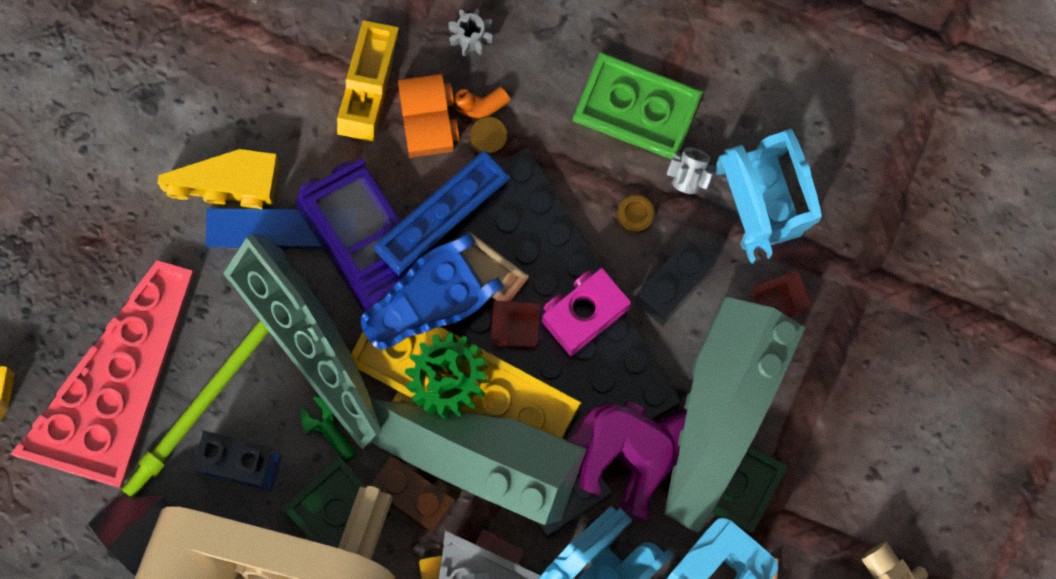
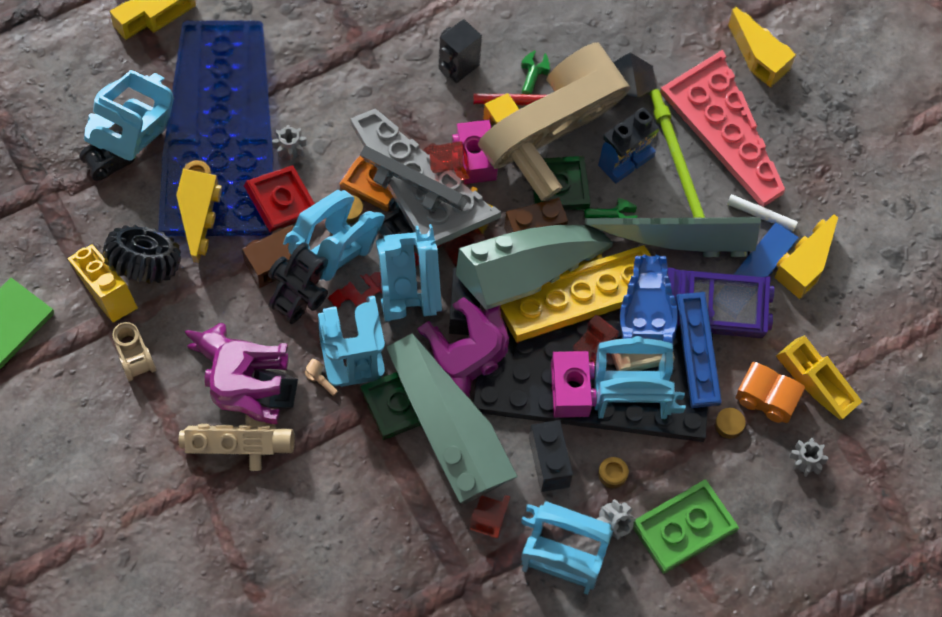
camera: 125 degrees right, 15 degrees down
(201, 269) = (762, 212): none -> white piece
(442, 388) = (592, 275): green gear -> none
(480, 107) = (753, 431): orange arm -> none
(532, 250) = (637, 385): none -> medium azure animal

